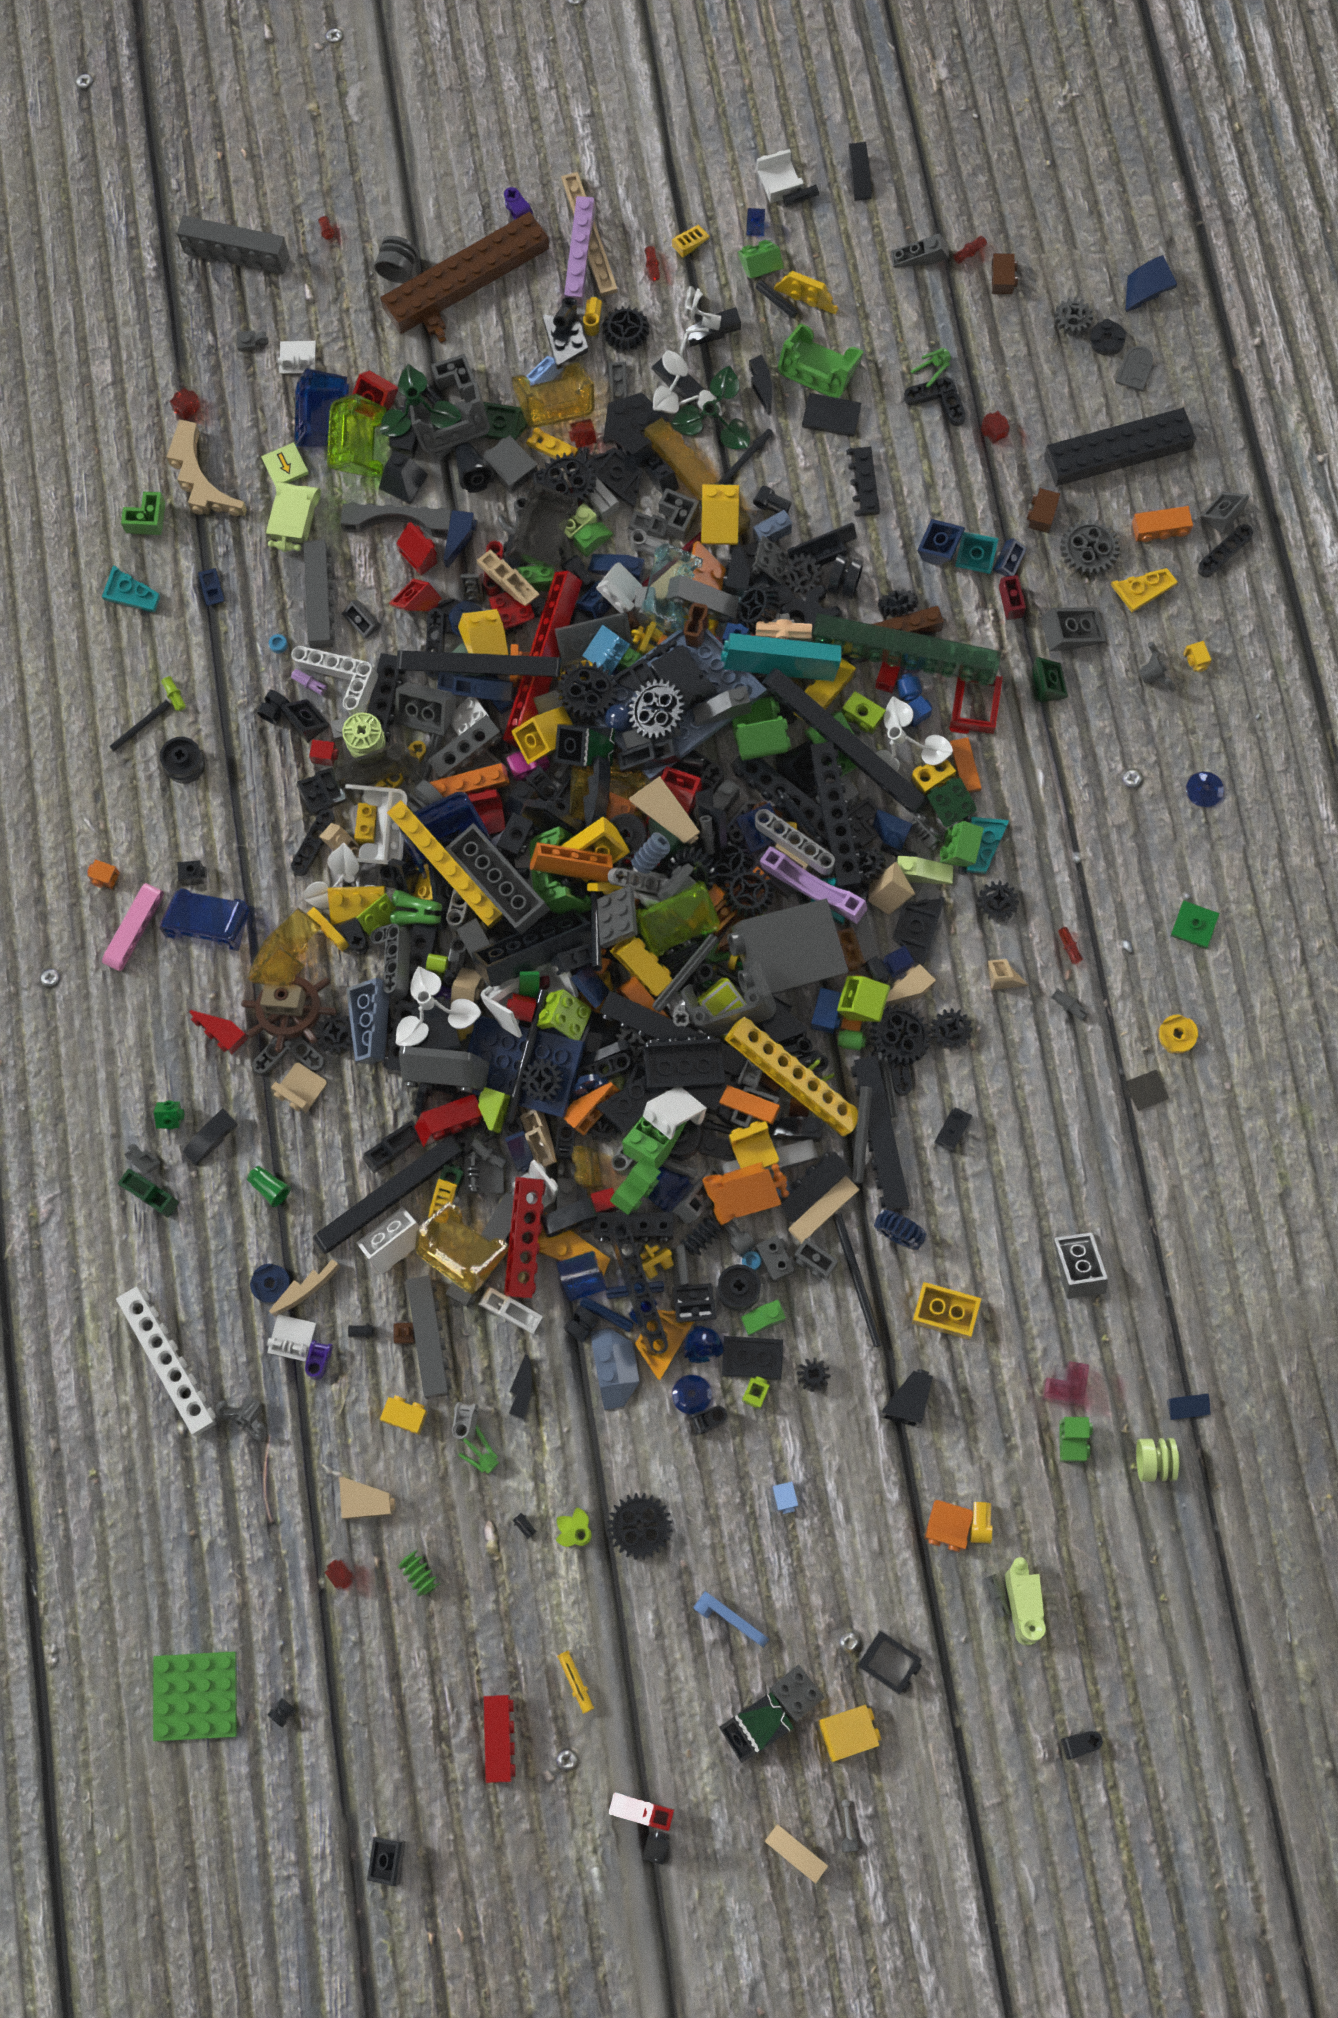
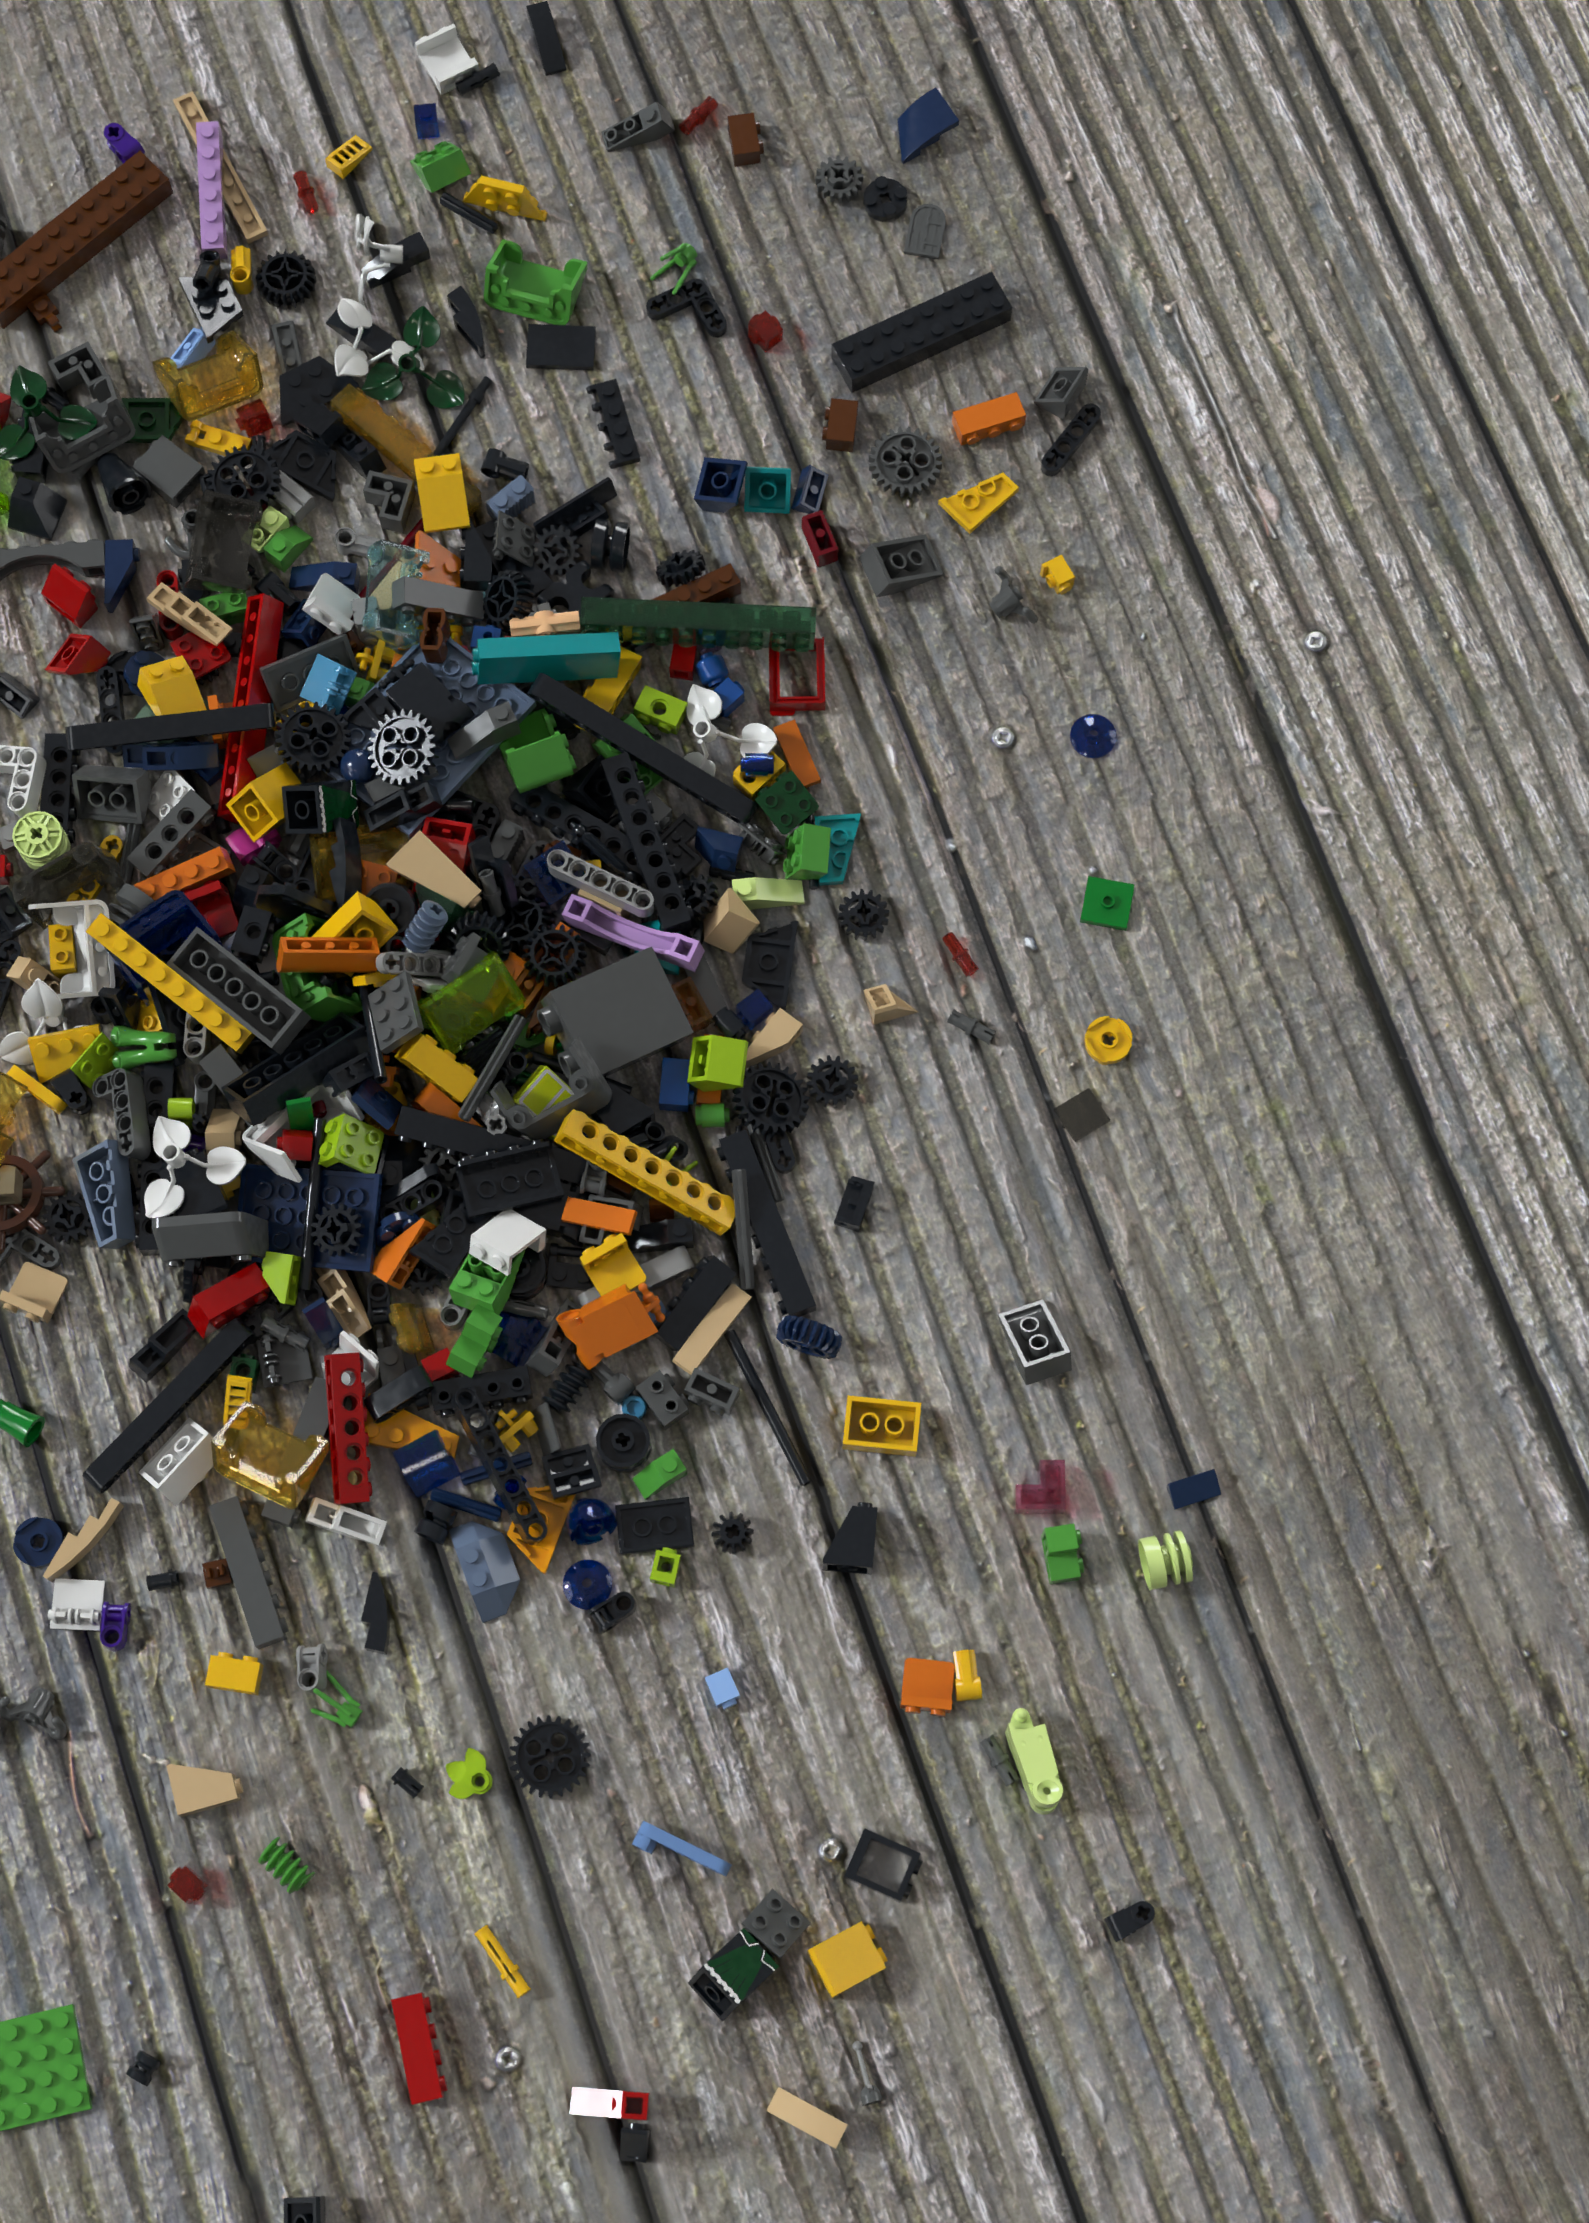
camera: 15 degrees left, 0 degrees up
(653, 526) = (359, 520): dark grey slope -> none
(933, 768) = (757, 764): none -> clear blue brick
(1049, 680) = (882, 633): dark green slope -> none

